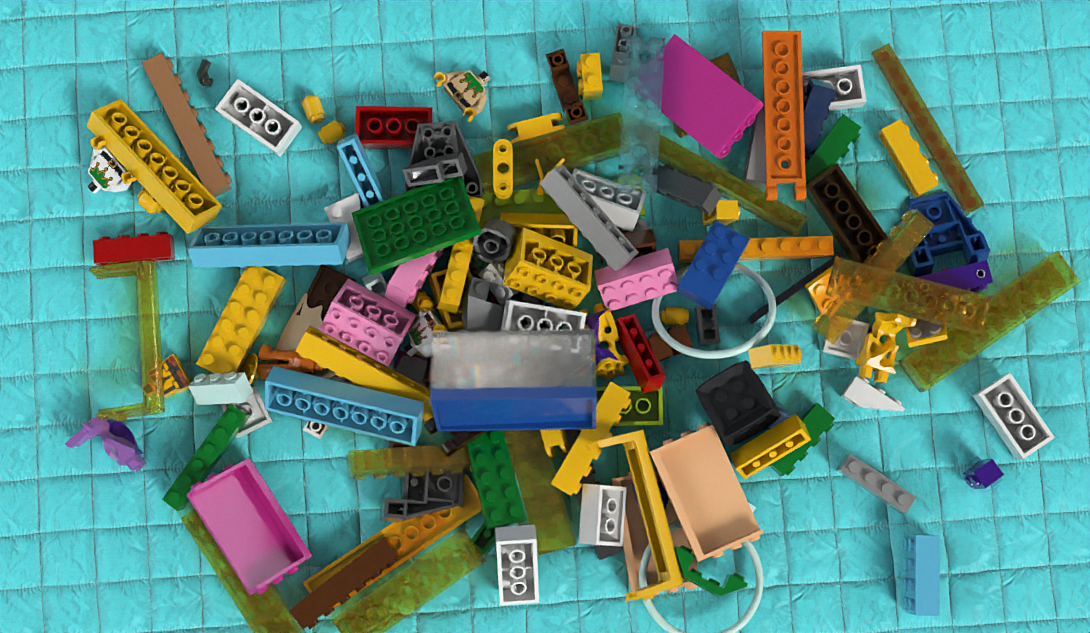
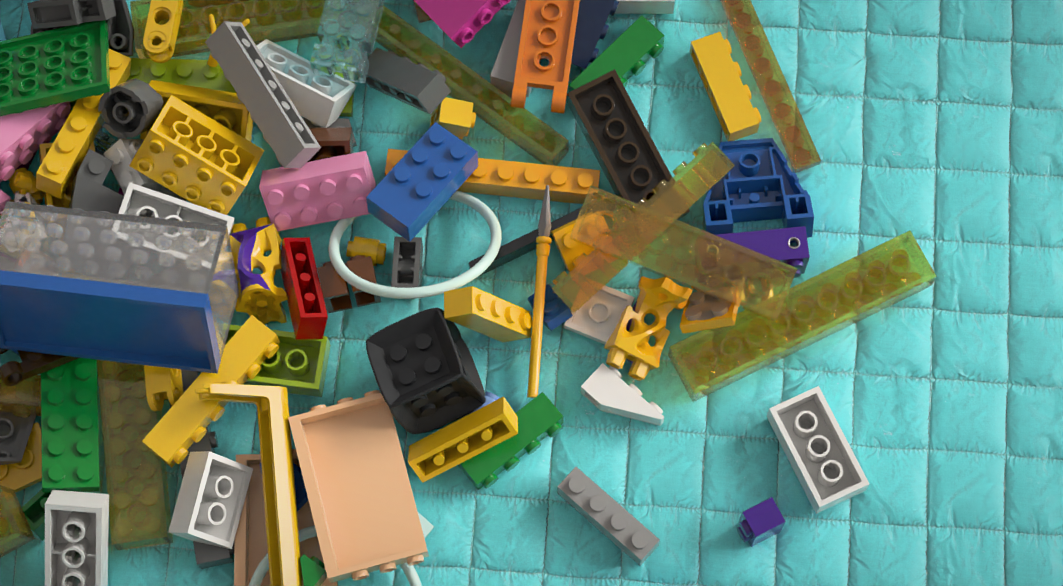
camera: 15 degrees right, 10 degrees down
(802, 302) = (542, 254): none -> yellow piece
(811, 340) = (554, 309): none -> blue bracket

